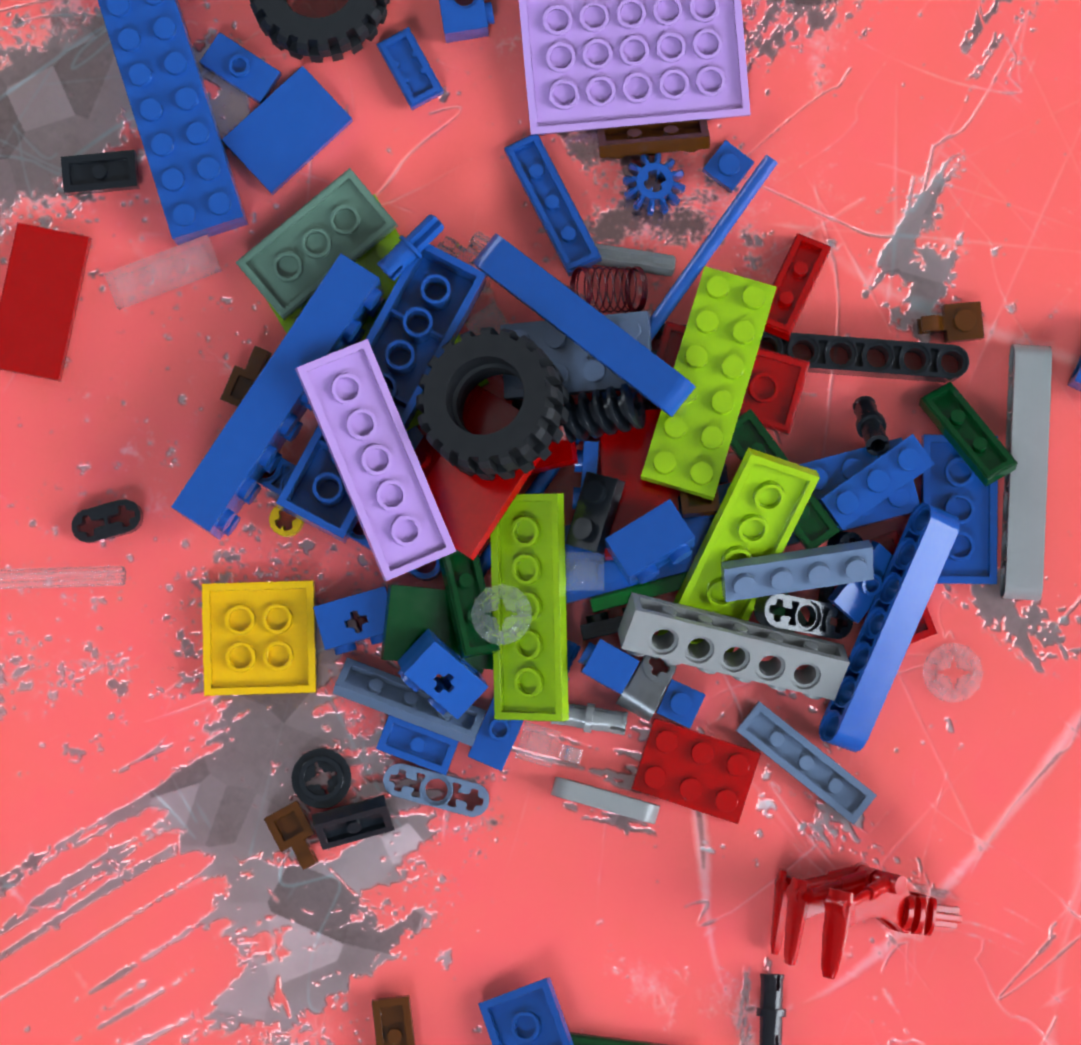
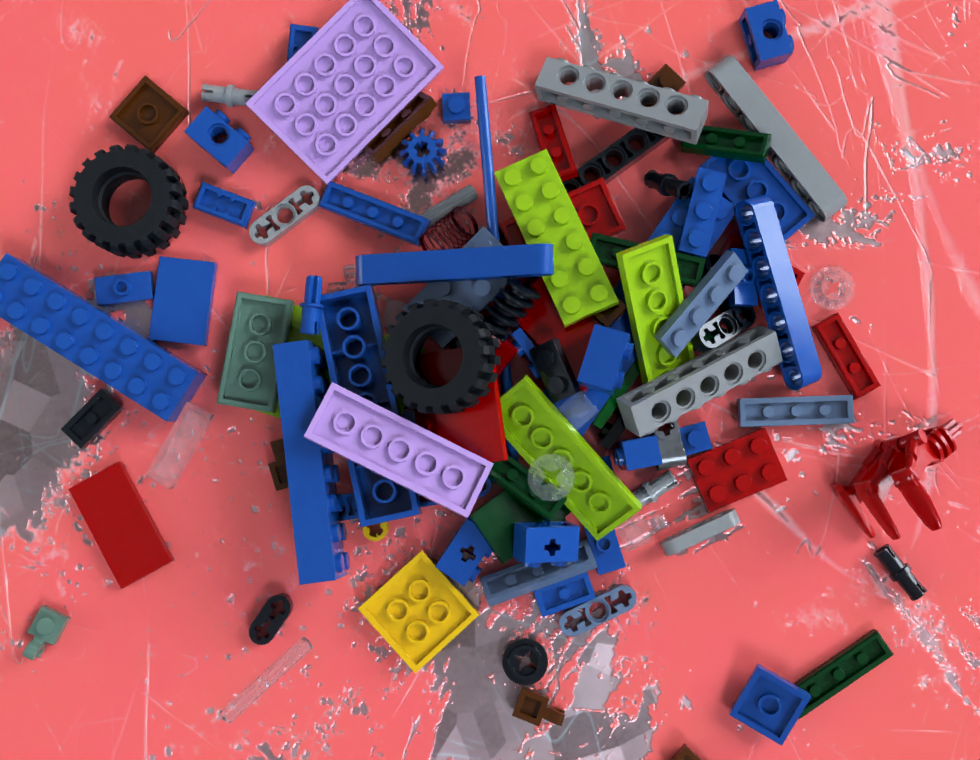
camera: 40 degrees left, 0 degrees up
(353, 822) = (565, 672): black plate -> none
(434, 141) = (274, 235): none -> light grey beam
(906, 752) = (846, 356): none -> red tile
(934, 381) = (630, 111): none -> light grey brick

